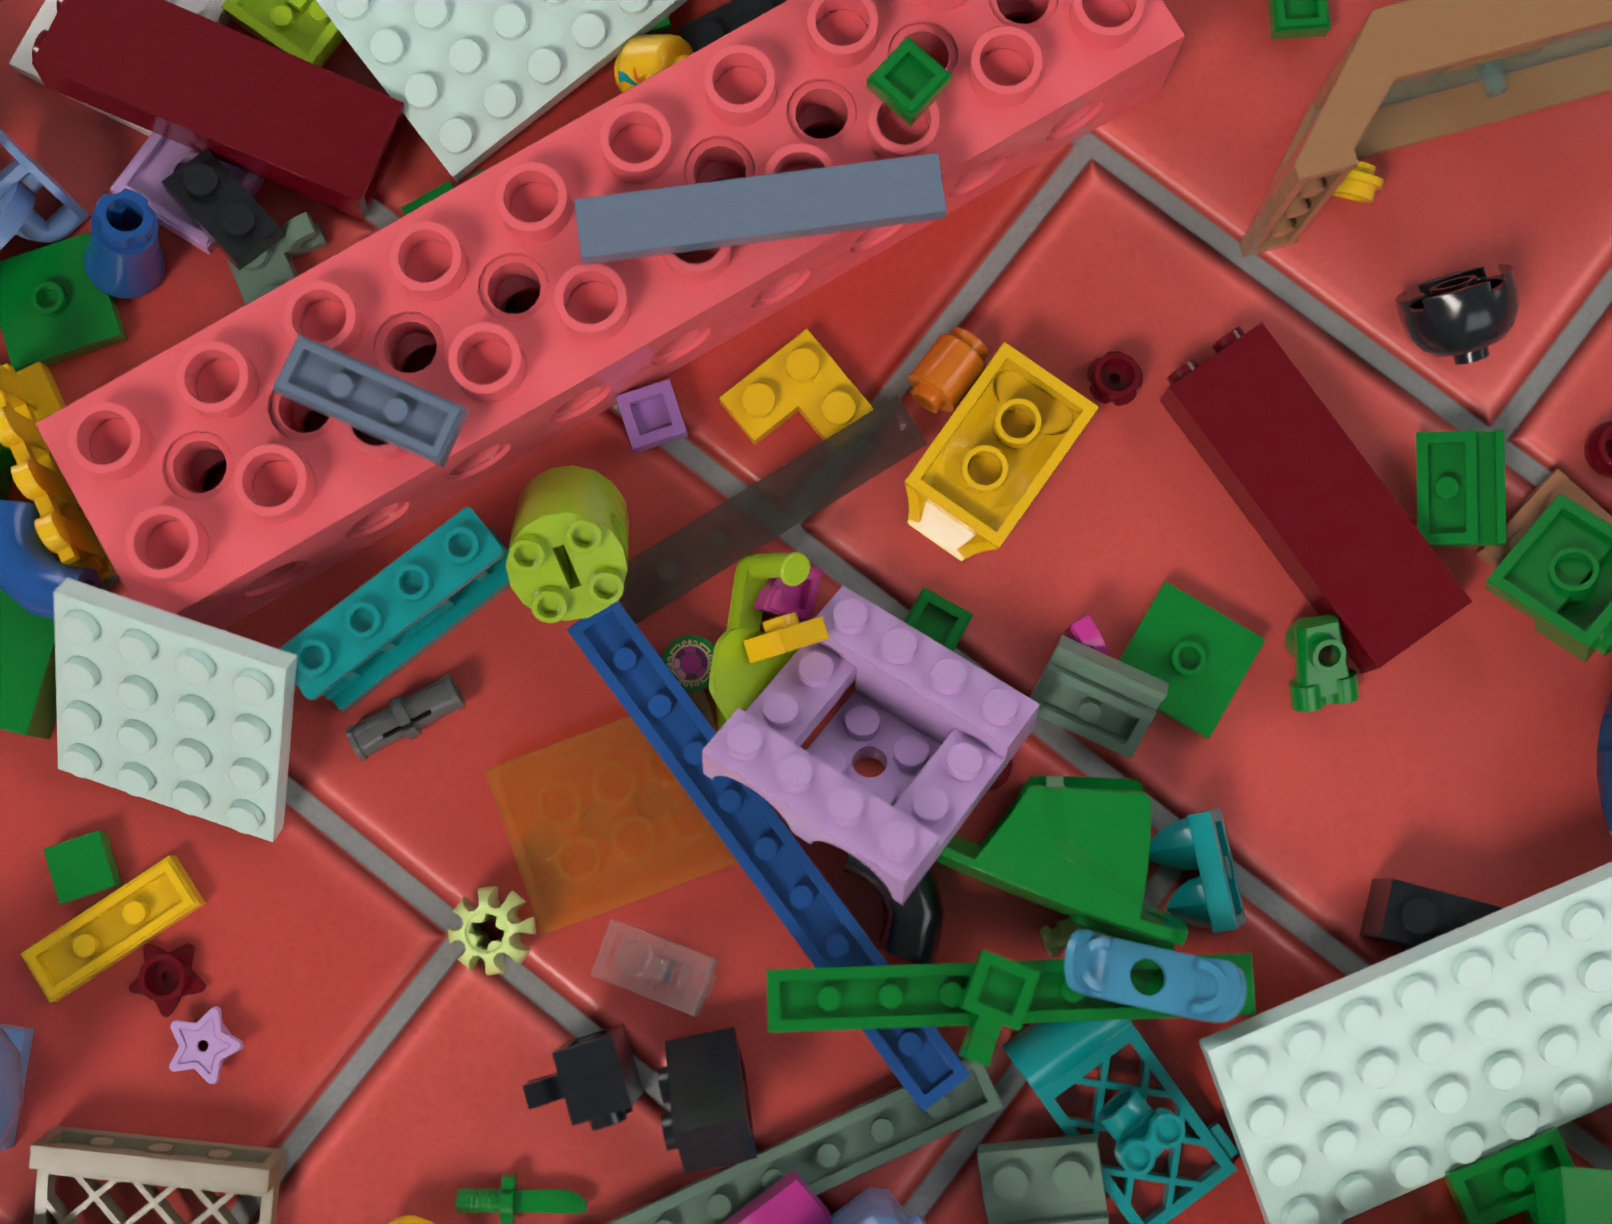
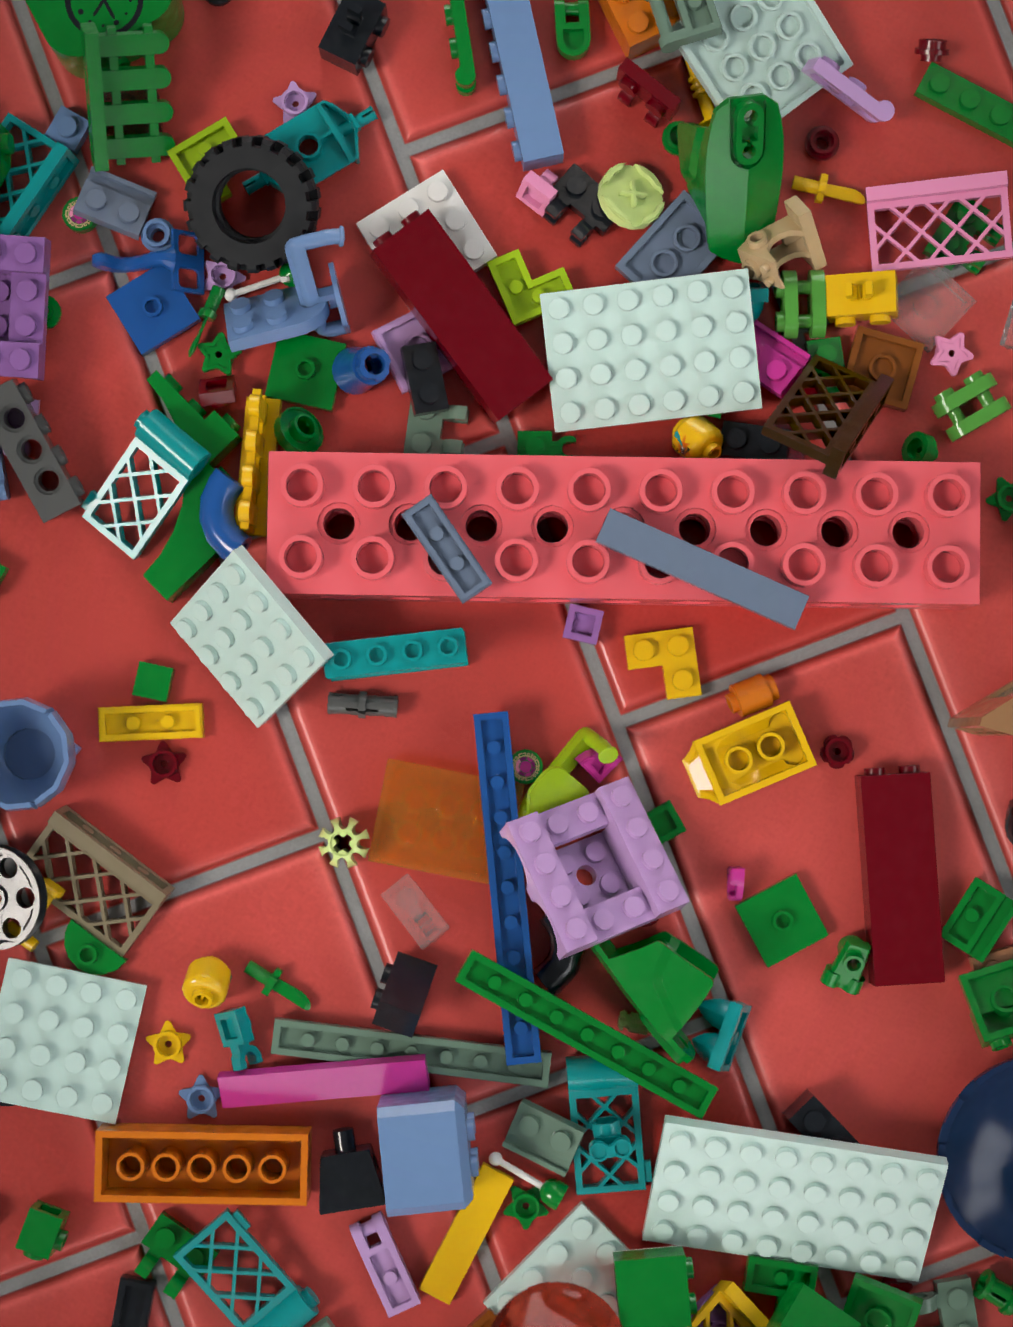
camera: 25 degrees right, 5 degrees up
(77, 376) = (298, 430): none -> green plate
(220, 1045) = (173, 813): lavender plate -> none
(568, 544) = (501, 671): lime cylinder -> none
(593, 1076) = (353, 948): black brick -> none
(769, 508) = (612, 710): clear smoke tile -> none
(785, 635) = (582, 787): yellow plate -> none
(909, 81) = (818, 547): green tile -> none
(999, 996) = (578, 1032): green plate -> none
(1098, 696) = (723, 912): sand green plate -> none
(1191, 987) = (677, 1087): dark azure piece -> none

